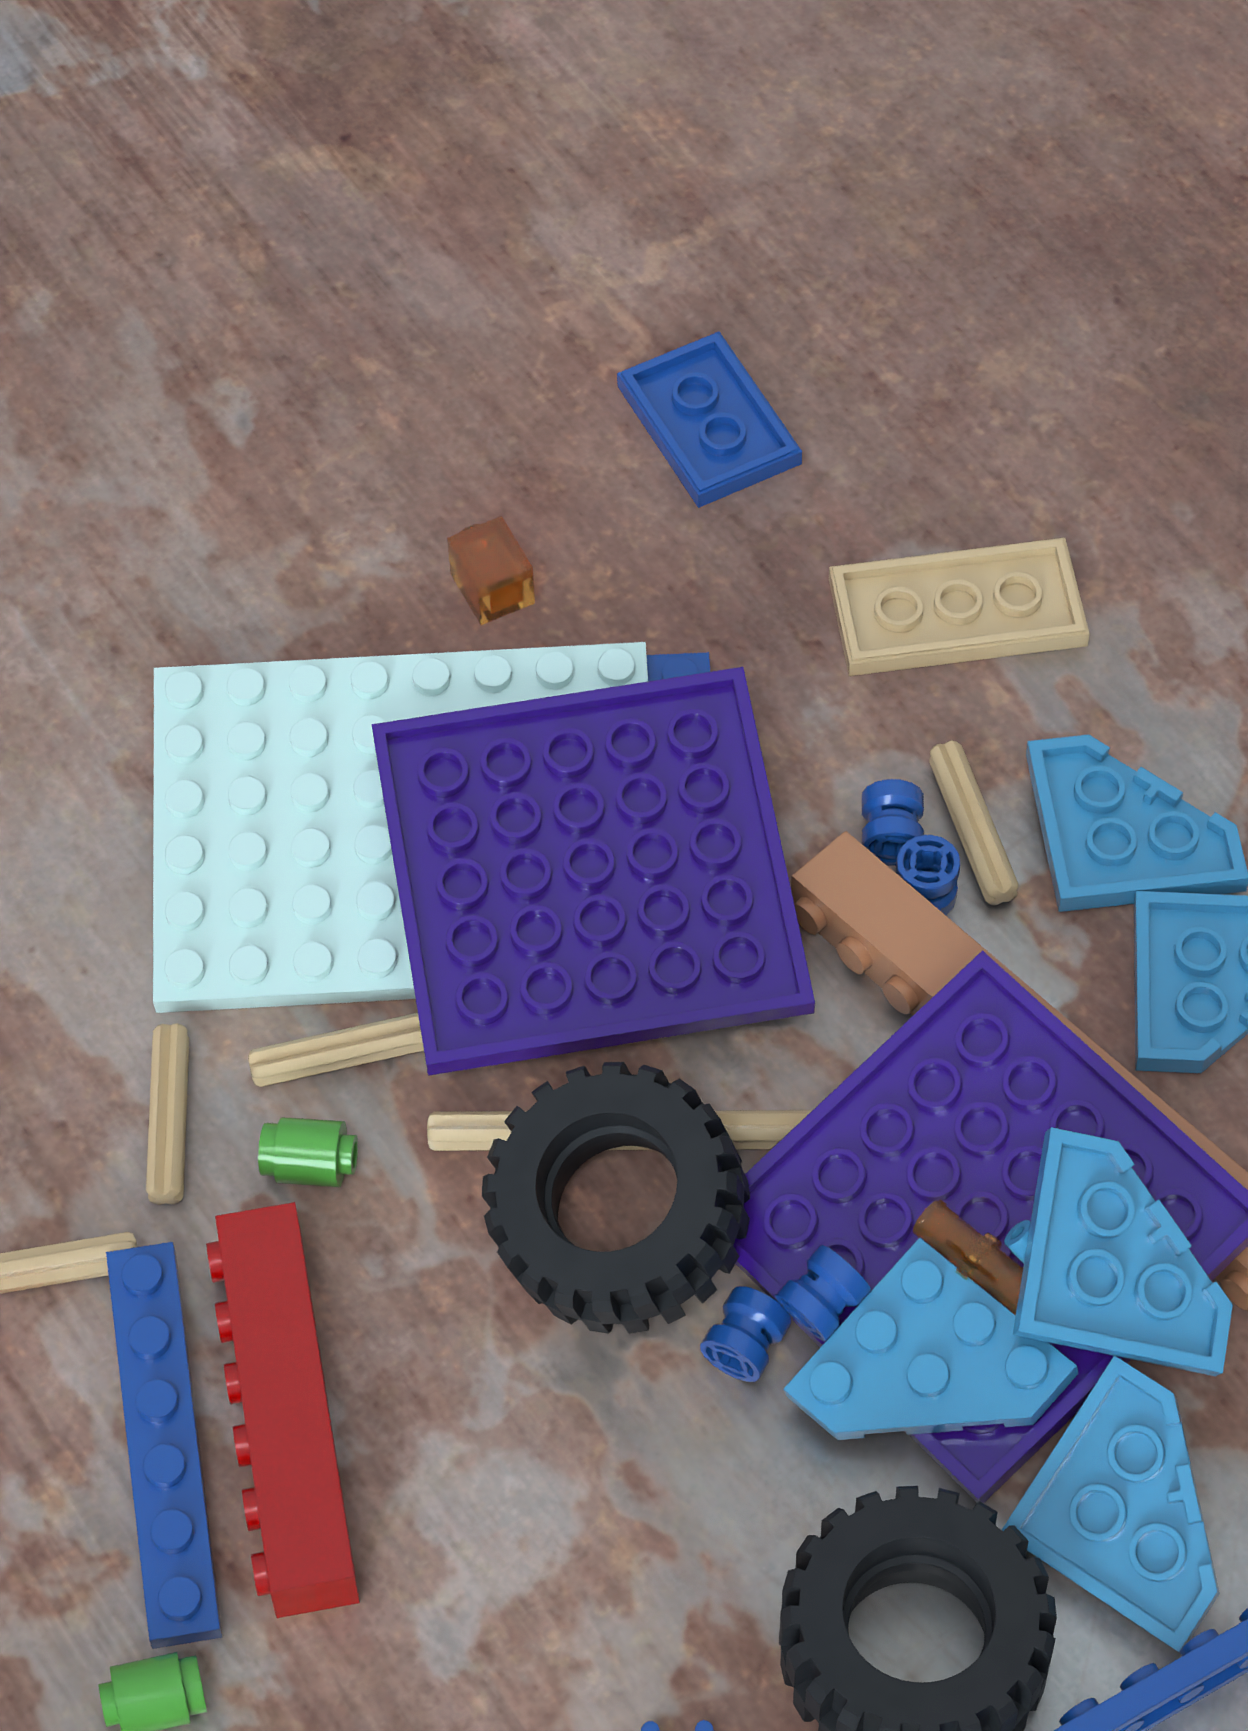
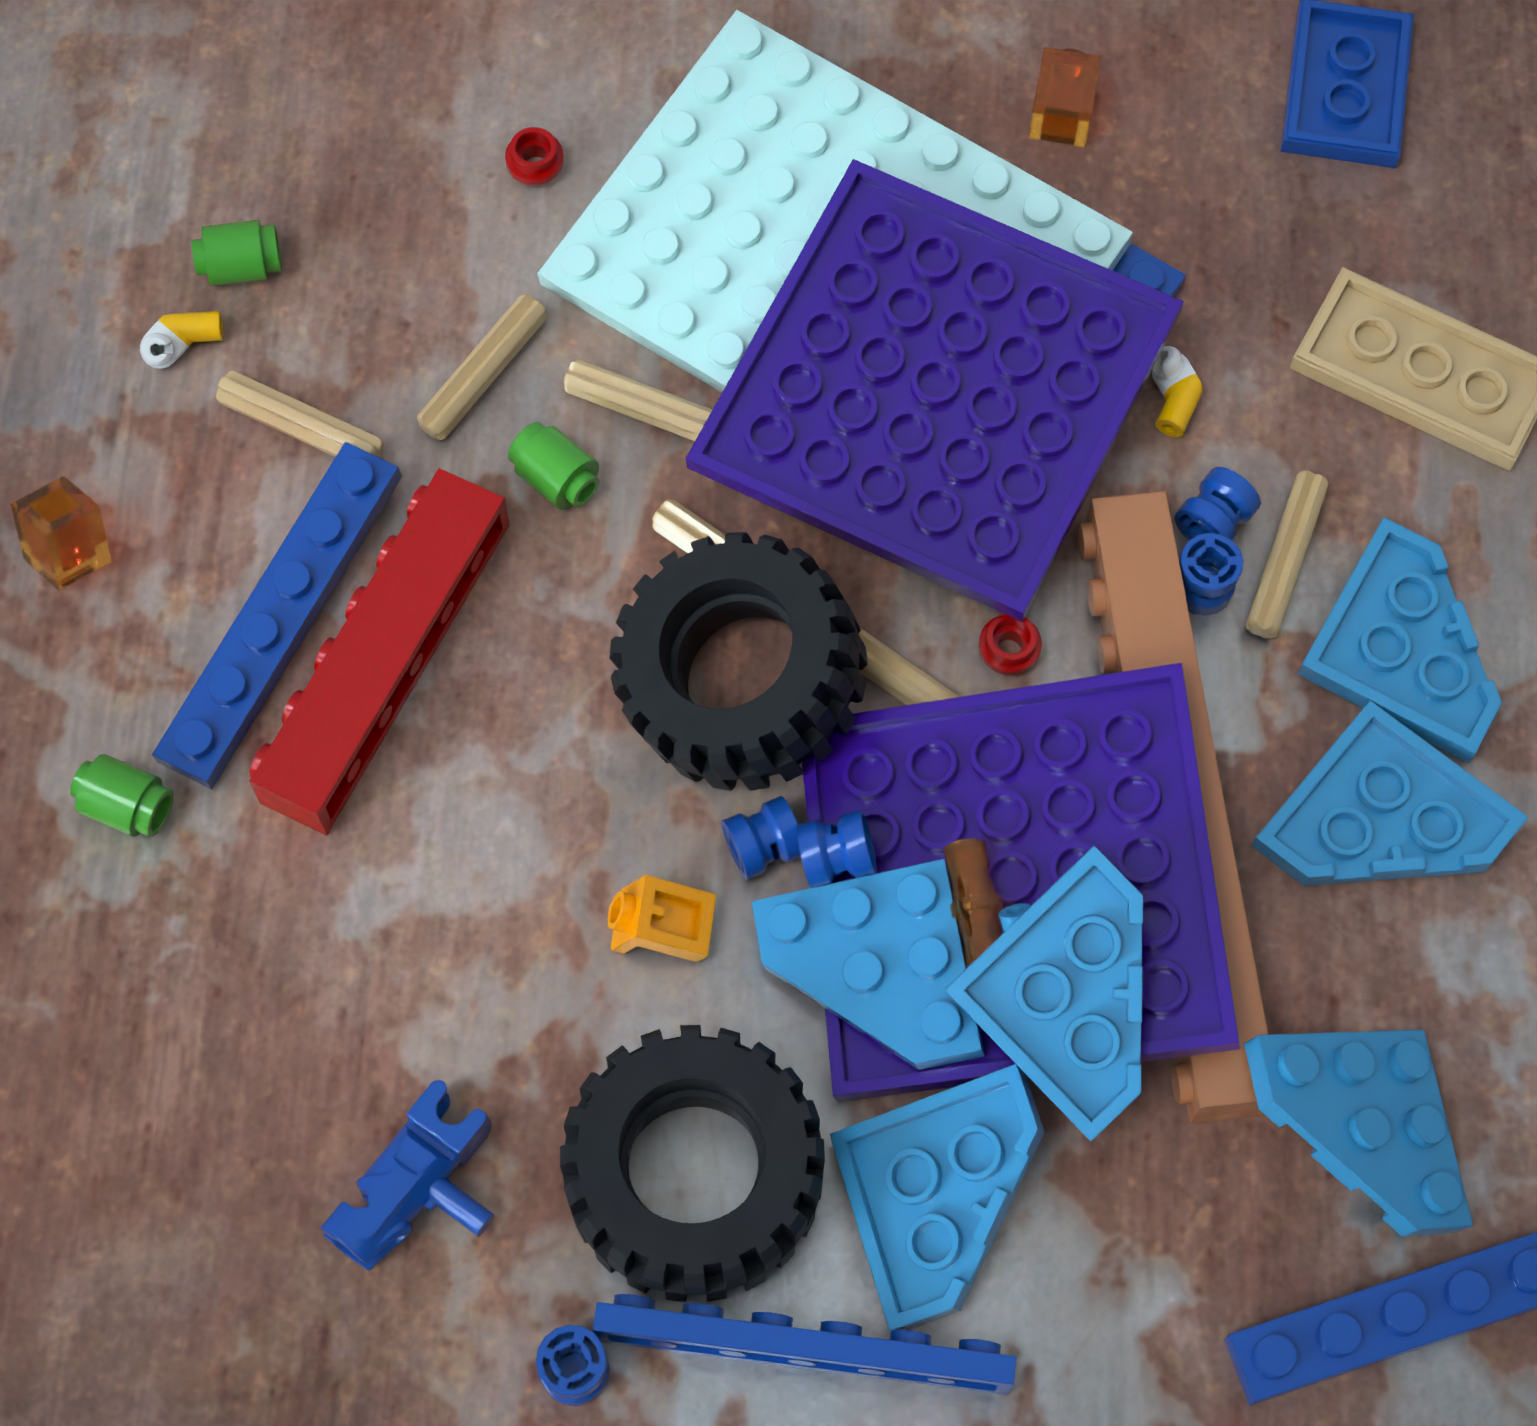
camera: 35 degrees right, 10 degrees up
(62, 892) = (534, 143): none -> red plate
(714, 1459) = (662, 918): none -> light orange bracket
(784, 750) = (1179, 388): none -> yellow arm
(815, 1026) = (1008, 628): none -> red plate

